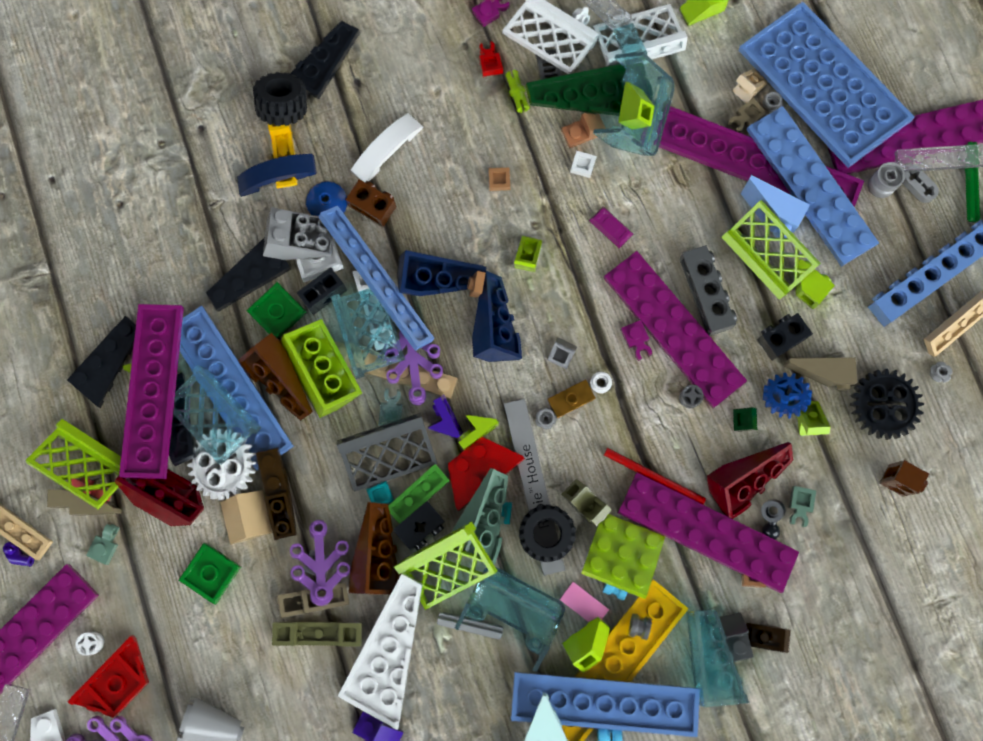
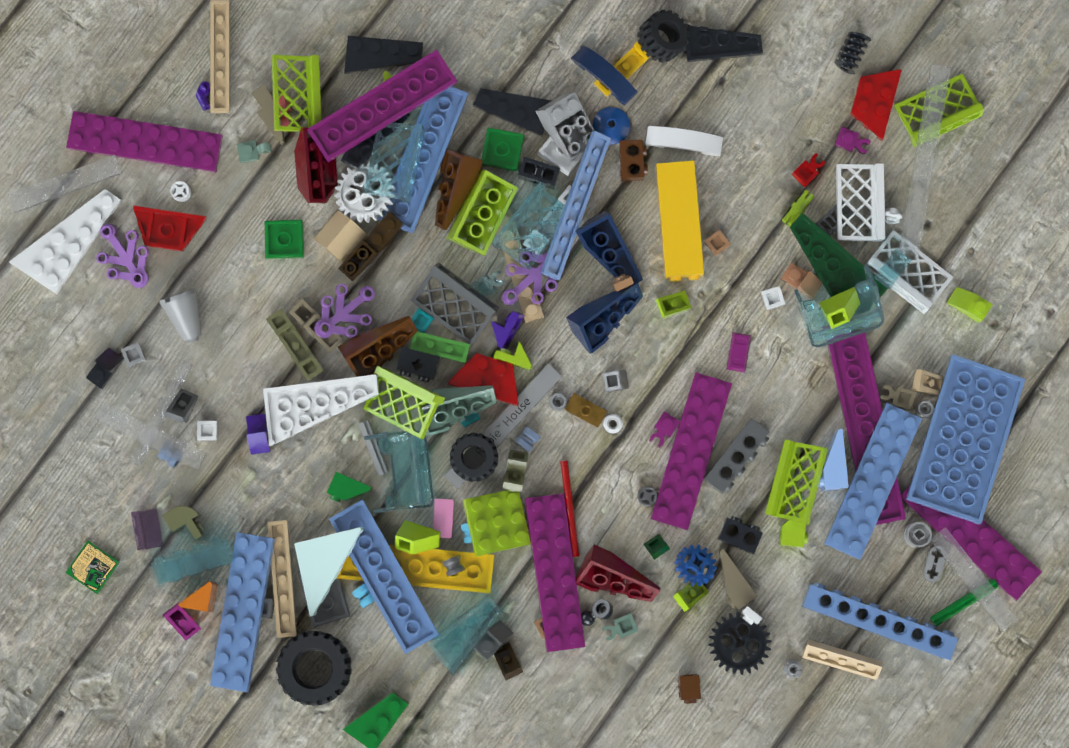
camera: 55 degrees right, 5 degrees up
(455, 197) = (679, 220): none -> yellow brick
(491, 680) = (346, 488): none -> green slope
(564, 475) = (526, 443): none -> sand blue wheel
(872, 375) = (750, 616): none -> white plate

